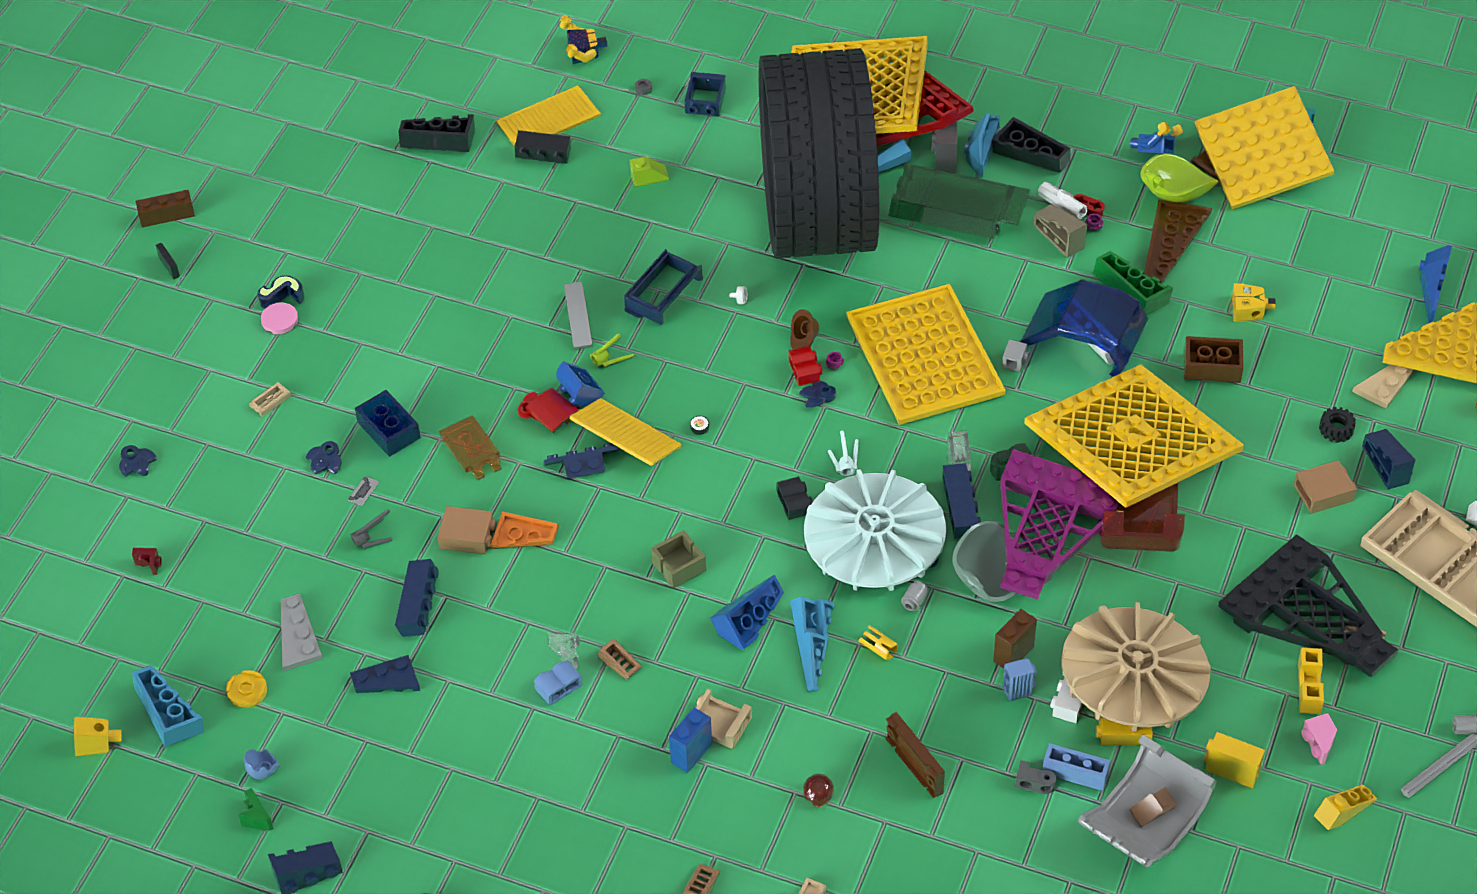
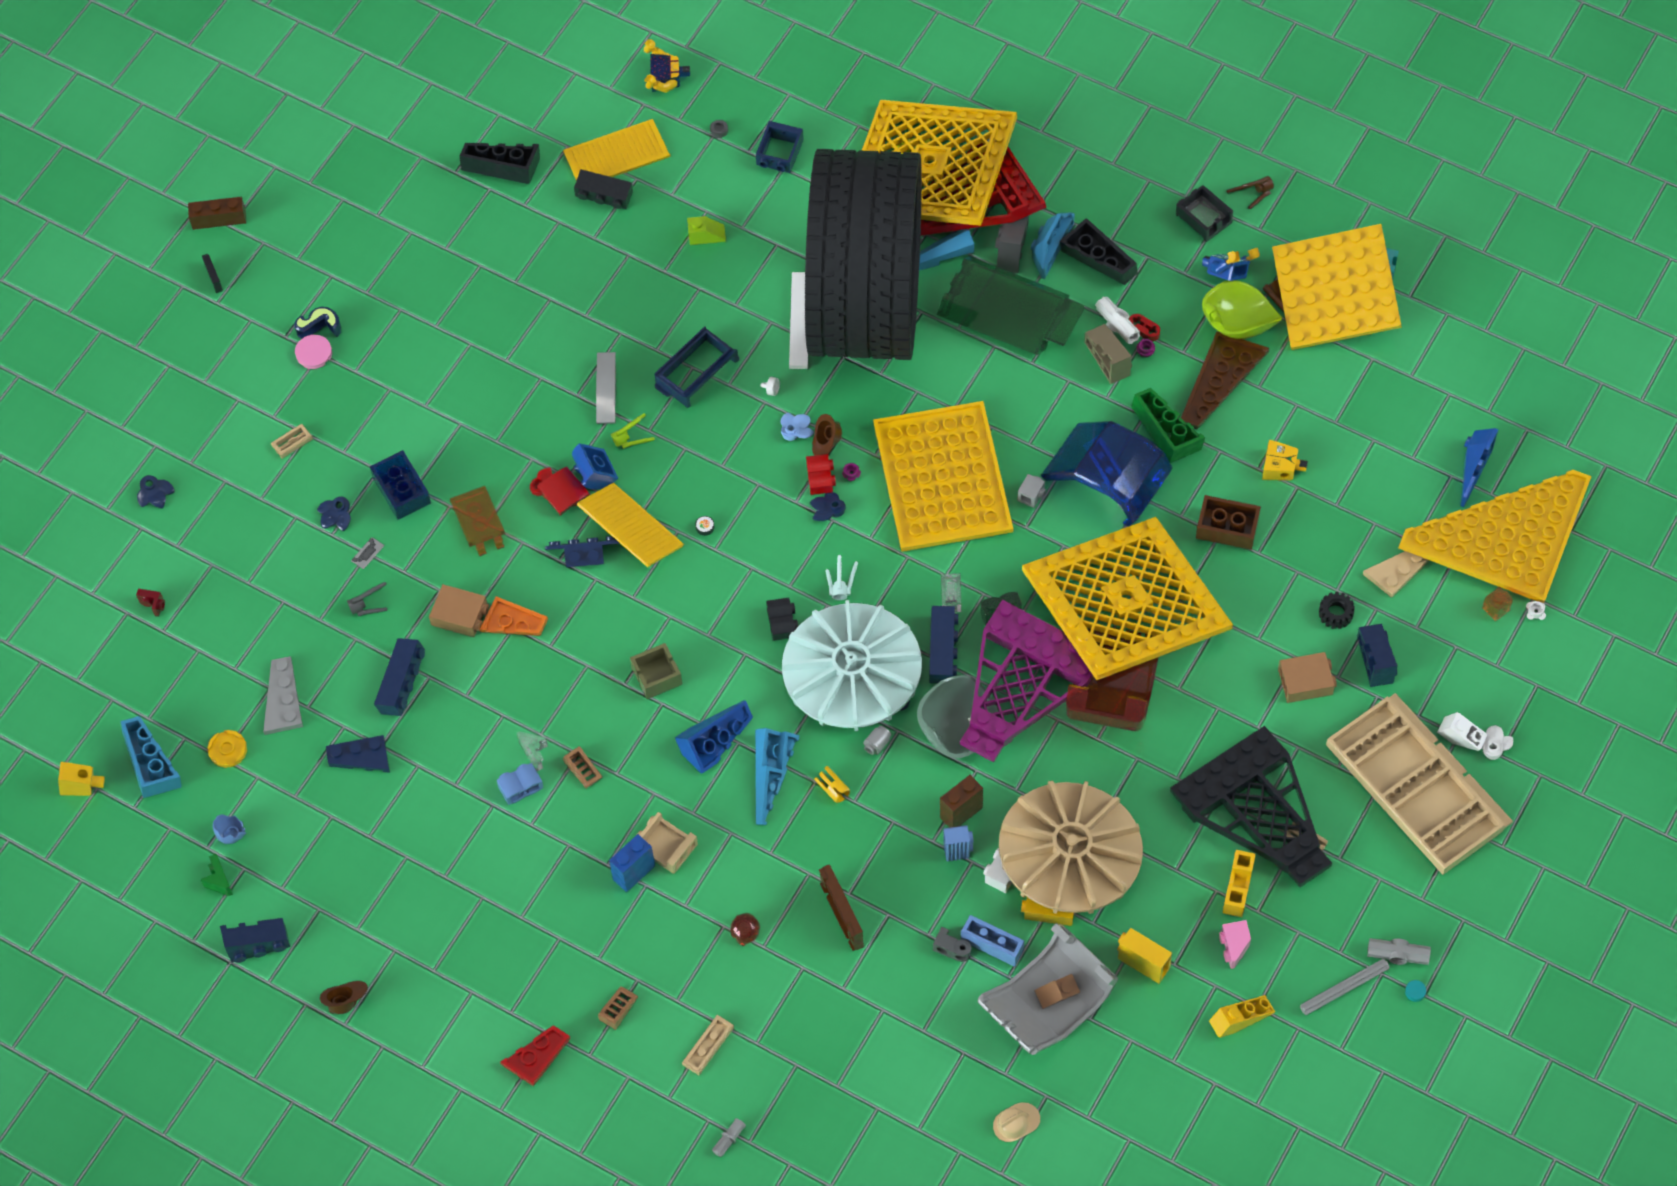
camera: 10 degrees right, 10 degrees up
(755, 237) = (798, 352): none -> white tile
(771, 328) = (795, 426): none -> light blue plate
(1121, 103) = (1204, 212): none -> black window
(1168, 76) = (1262, 185): none -> reddish brown plant

